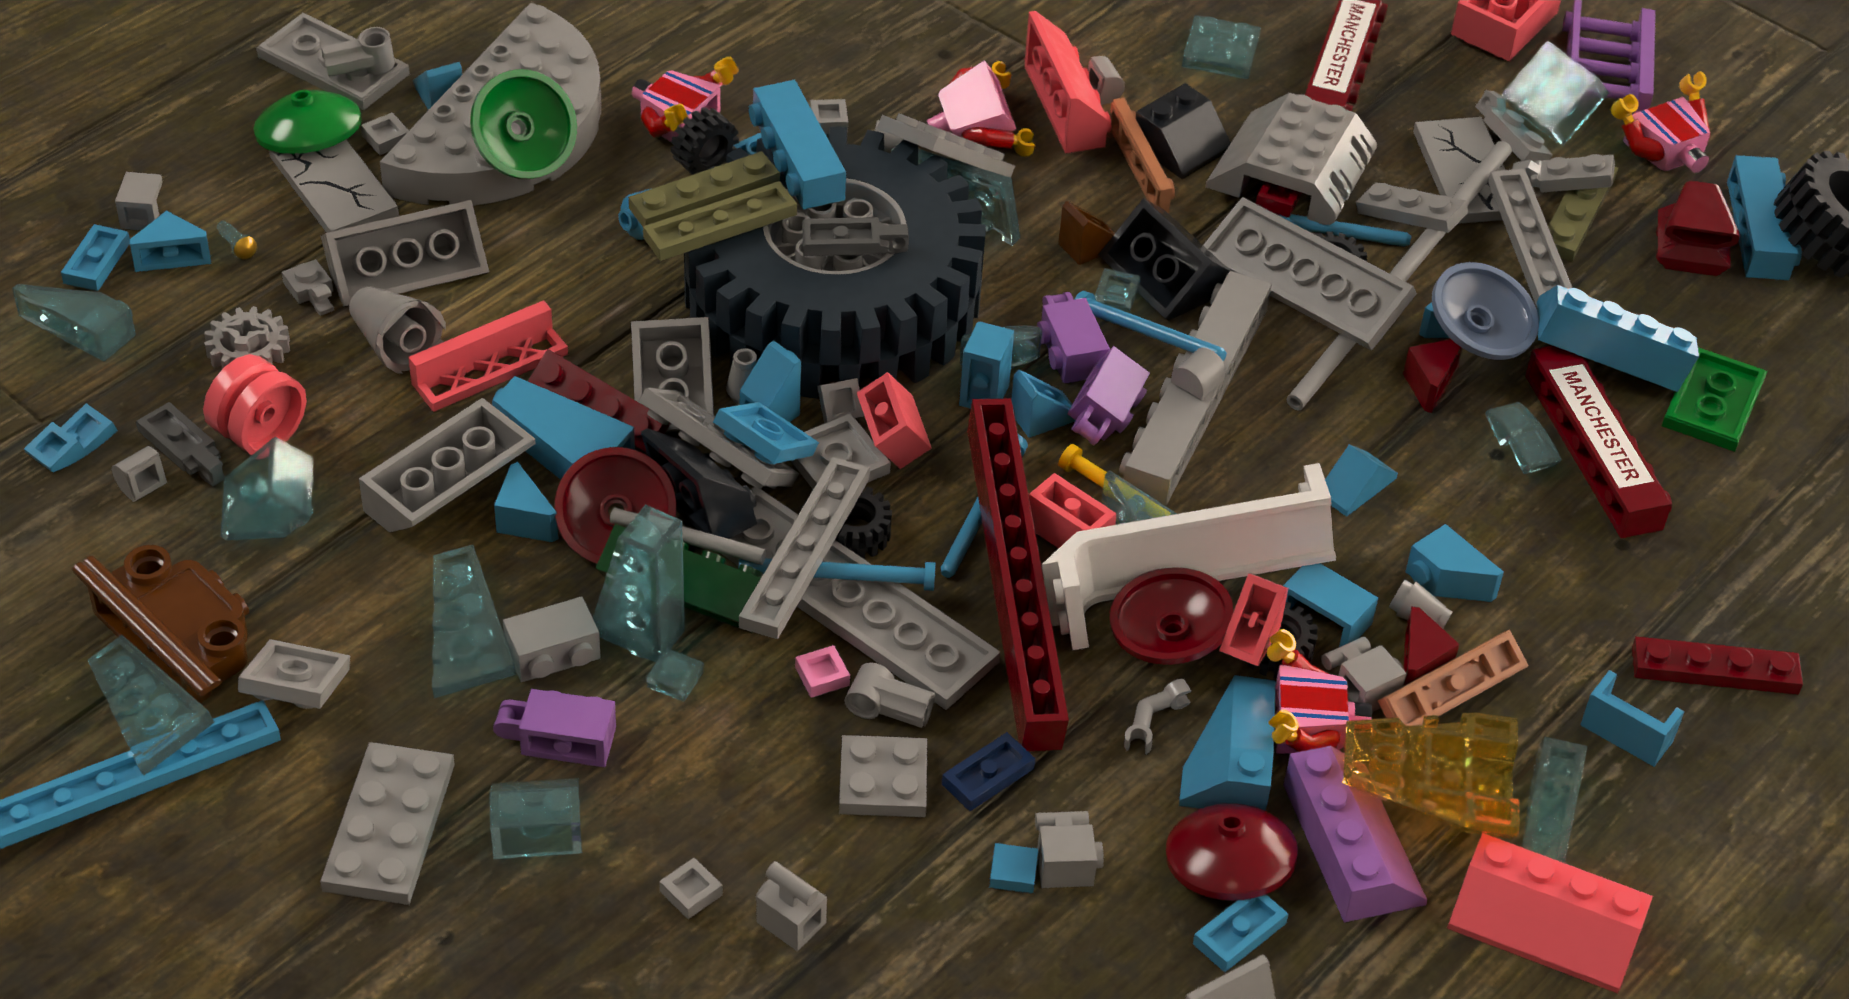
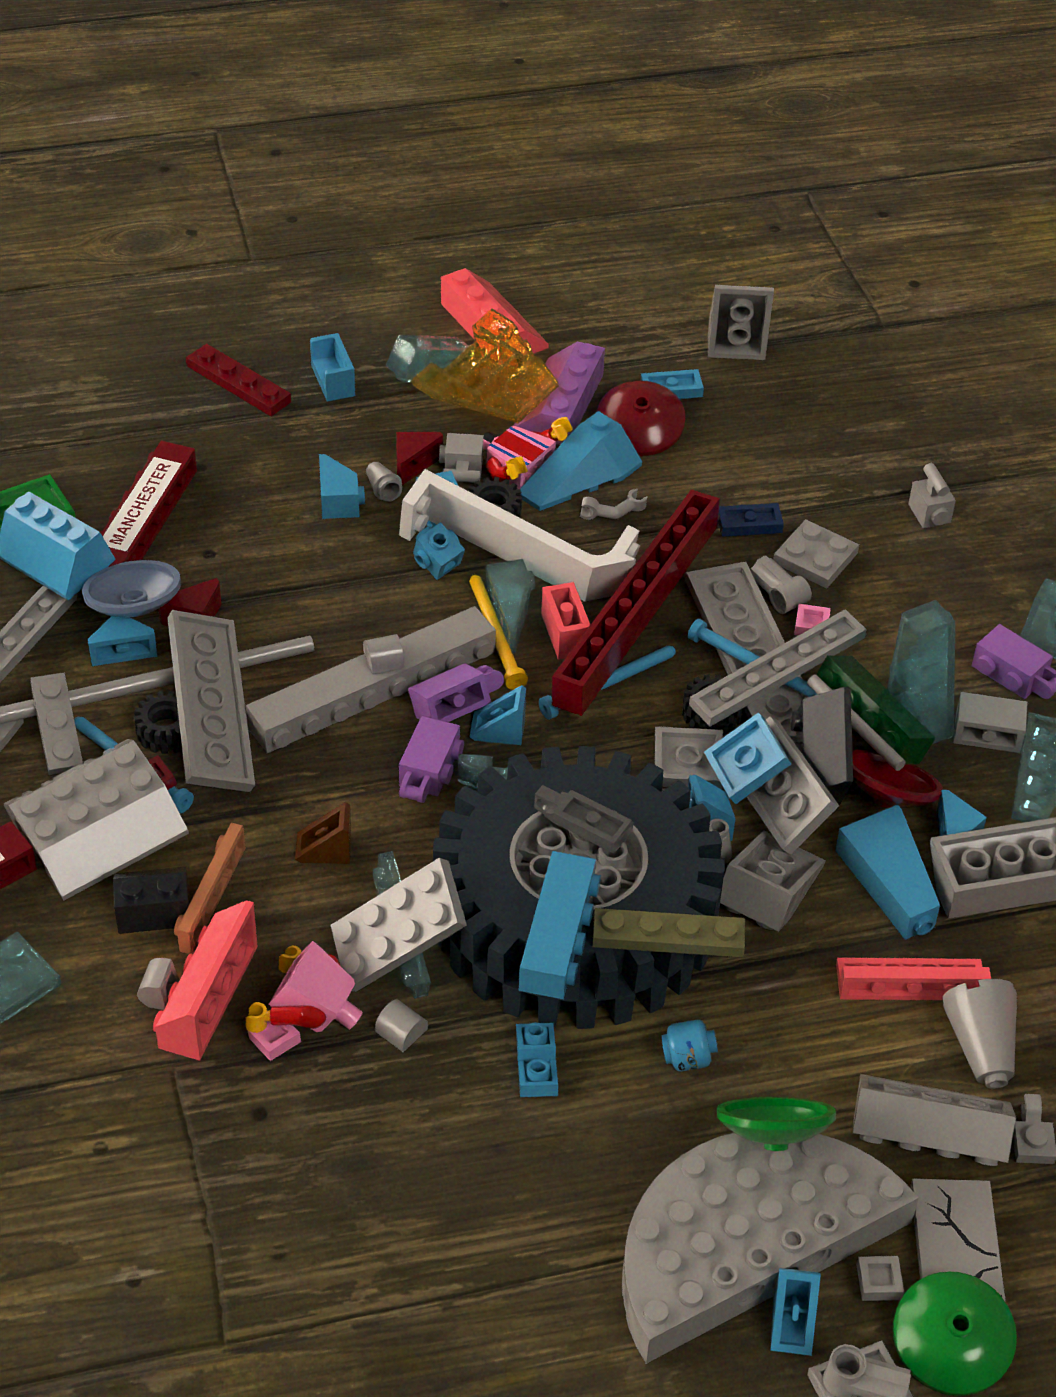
camera: 145 degrees left, 0 degrees up
(580, 386) = (845, 890): dark red plate -> none
(679, 95) = (573, 1155): torso -> none
(691, 888) = (985, 542): light grey plate -> none
(704, 141) = (589, 1078): black tyre -> none
(719, 220) = (681, 886): olive plate -> none
(830, 113) = (440, 1076): light grey plate -> none
(894, 420) = (634, 735): coral brick -> none
(986, 363) = (528, 734): dark azure panel -> none
(1014, 868) = (775, 472): dark azure tile -> none
(1067, 849) = (739, 457): light grey brick -> none
(1117, 289) = (353, 783): clear light blue plate -> none
(1148, 327) = (389, 783): dark azure bar -> none
(1171, 262) = (291, 781): black slope -> none
(1171, 615) = (566, 518): dark red dish -> none
(1255, 619) = (515, 489): coral slope -> none
(1357, 479) = (328, 571): dark azure slope -> none
(1455, 681) = (372, 432): nougat plate -> none
(1526, 436) = (186, 540): clear light blue slope -> none

